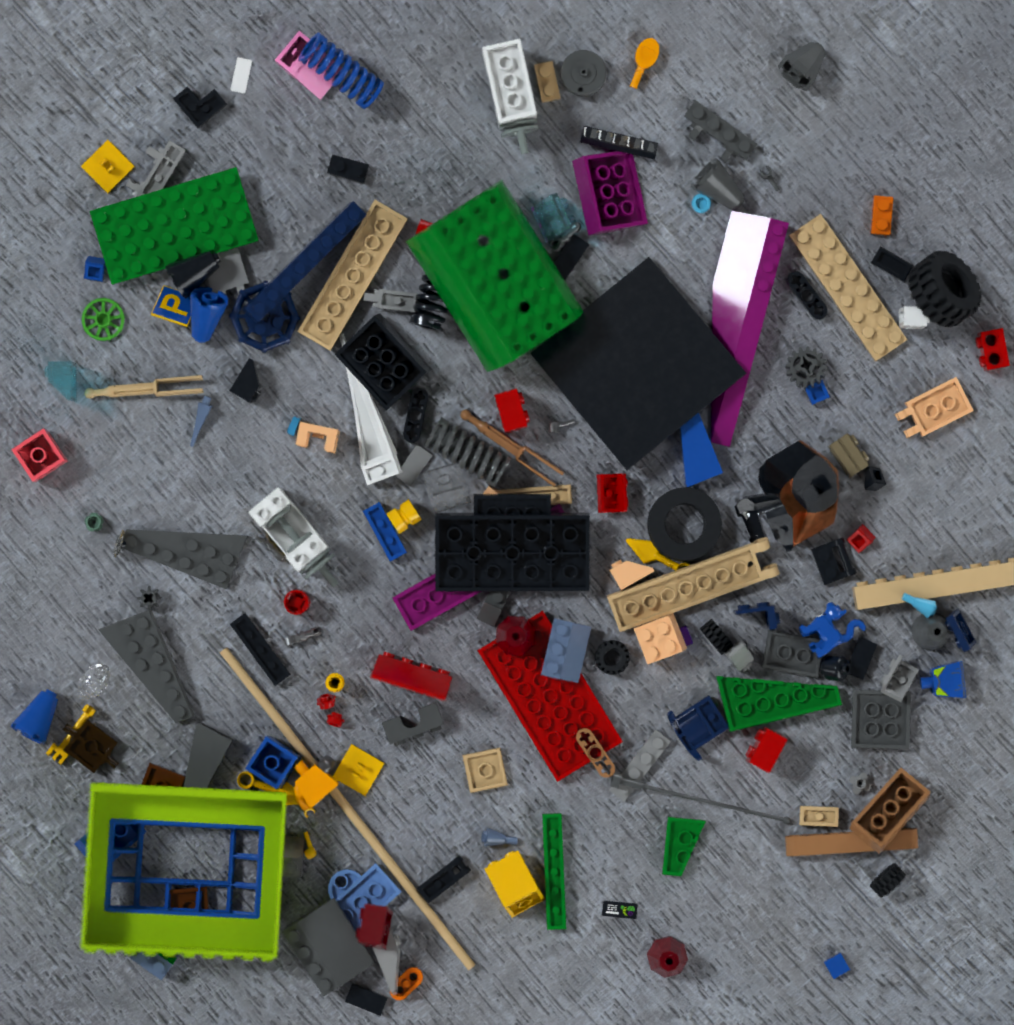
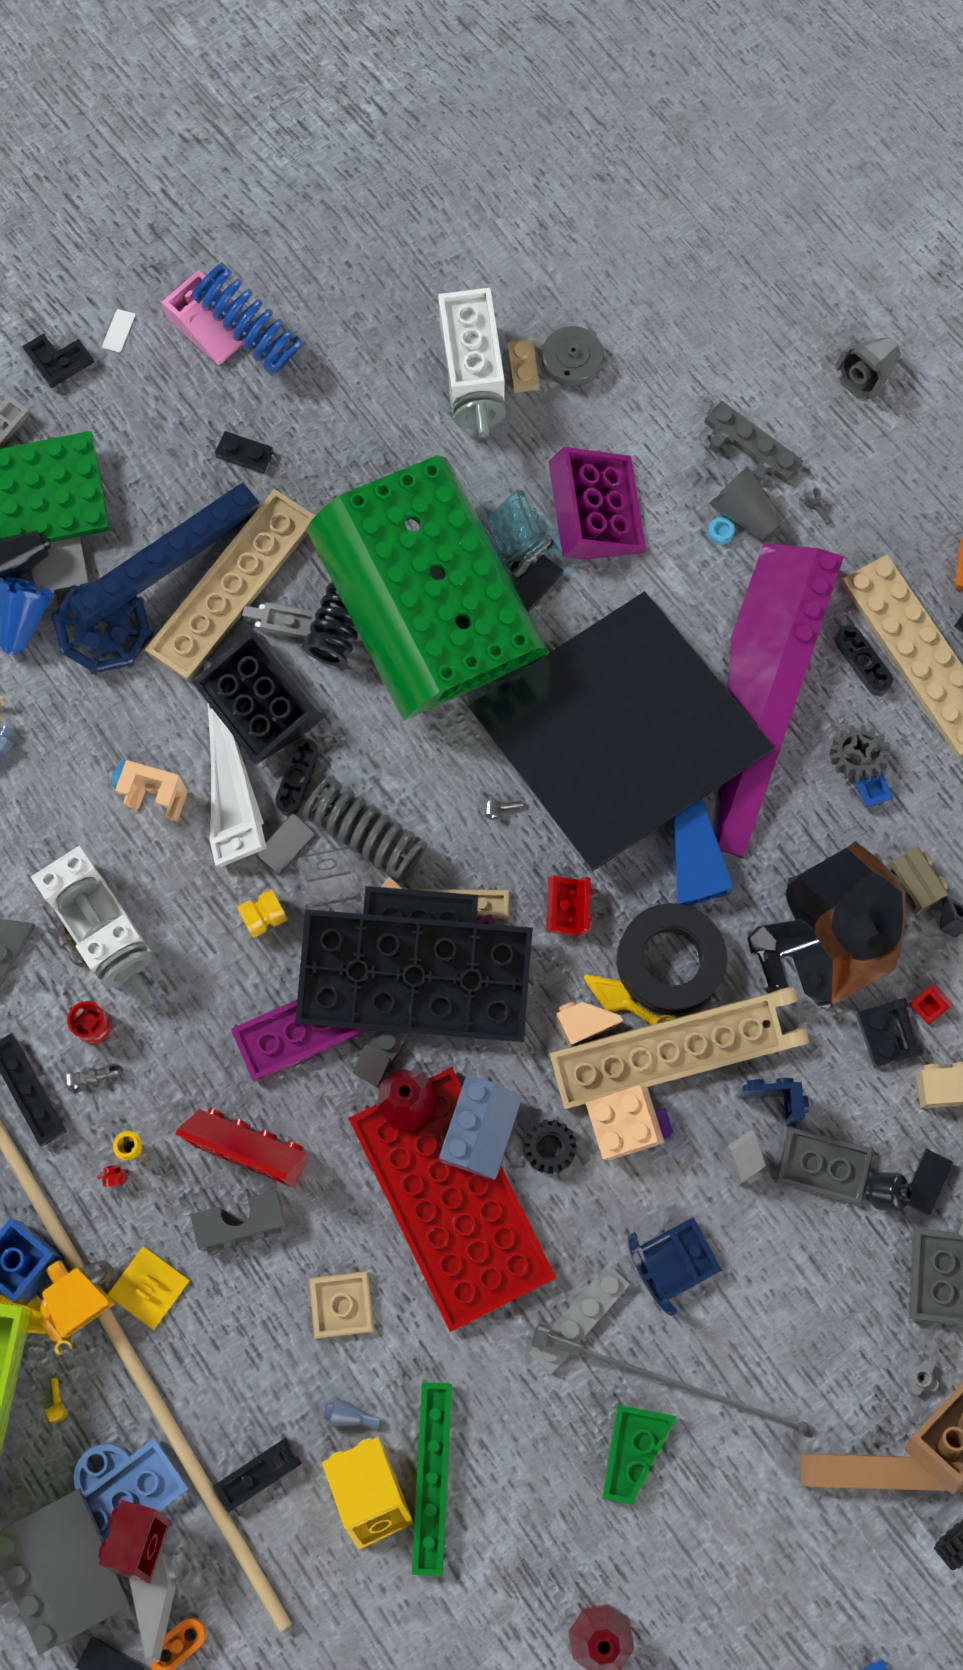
camera: 10 degrees right, 15 degrees down
(247, 383) = (64, 712): black slope -> none
(293, 856) = (27, 1416): flat silver slope -> none
(335, 719) = (122, 1205): red plate -> none
(384, 531) = (232, 934): blue plate -> none
(509, 445) = (426, 827): medium nougat piece -> none
(511, 410) = (431, 771): red brick -> none
(583, 743) = (531, 1306): medium nougat beam -> none
(619, 142) = (614, 444): black tile -> none
(619, 909) = (530, 1552): black sticker -> none
(645, 58) = (657, 345): light orange piece -> none
(716, 636) = (710, 1127): black tyre -> none
(760, 702) = (777, 1234): green wing -> none
(766, 749) = (778, 1308): red brick -> none
(819, 816) = (855, 1425): tan plate -> none
(827, 632) = (878, 1134): blue animal -> none

